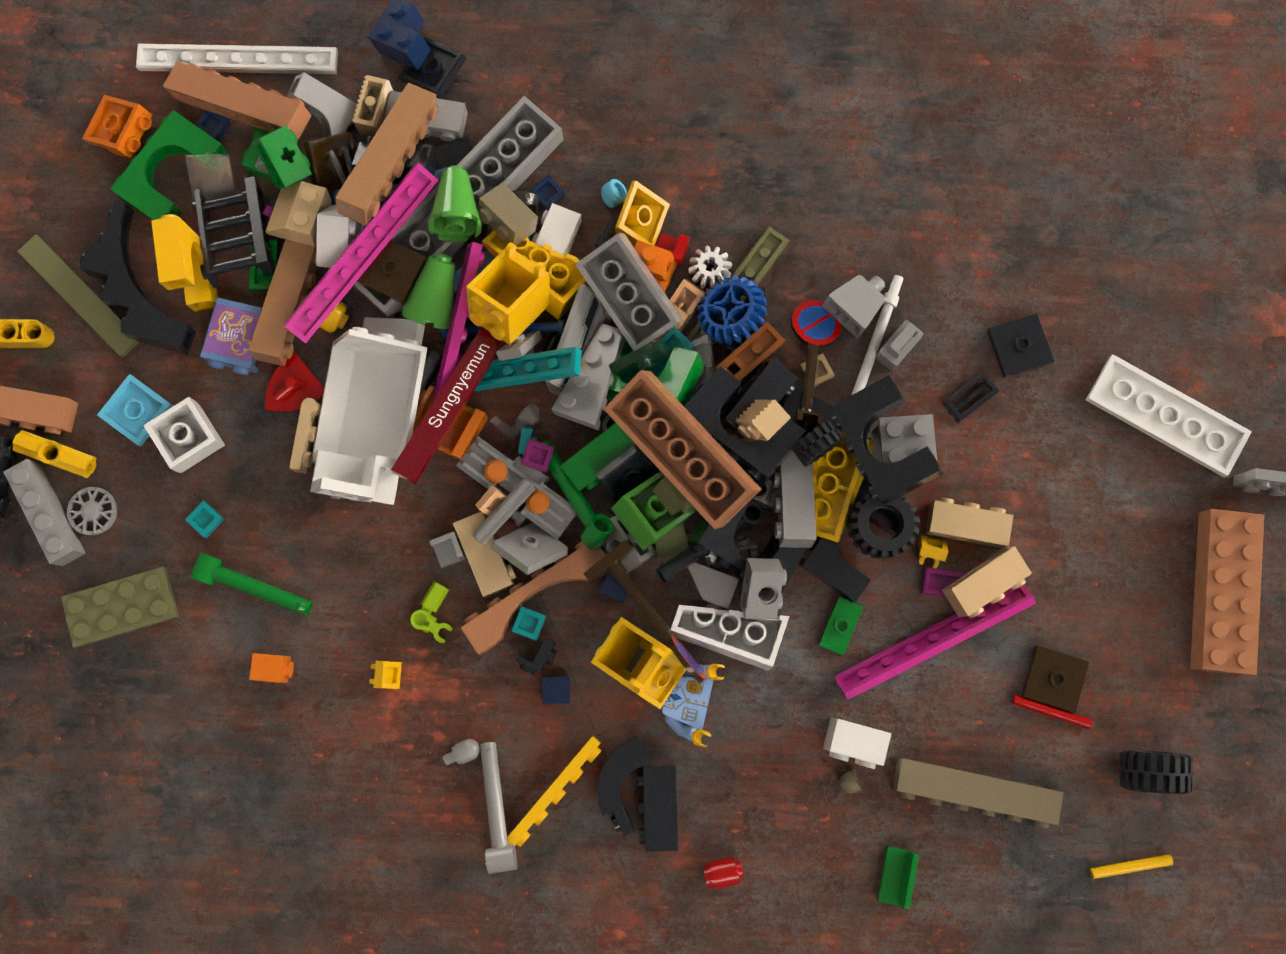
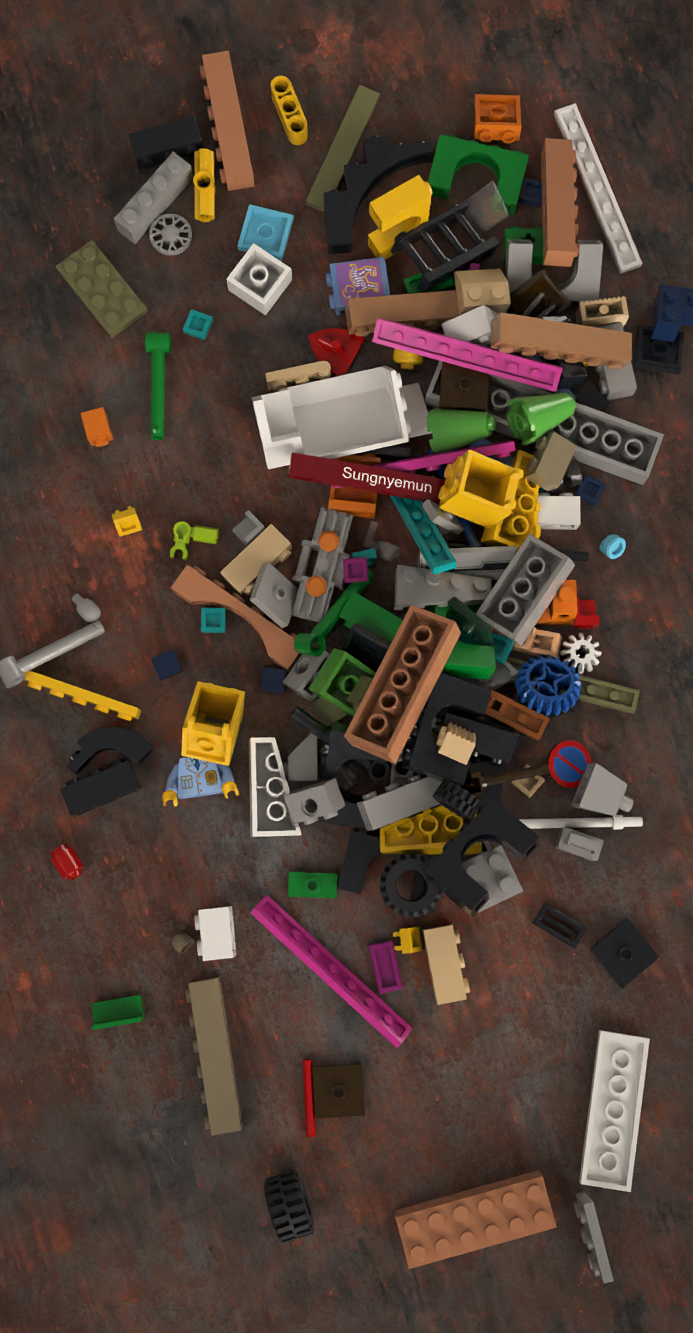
camera: 65 degrees right, 0 degrees up
(272, 147) = (523, 244): green brick -> none
(490, 500) = (301, 550): light nougat plate -> none
(503, 511) = (296, 560): light grey axle -> none
(544, 656) = (190, 643): black bracket -> none
(612, 564) = (234, 752): dark brown piece -> none
(641, 215) = (601, 576): yellow slope -> none
(987, 582) = (398, 998): tan brick -> none
(1131, 866) = (201, 1216): yellow bar -> none

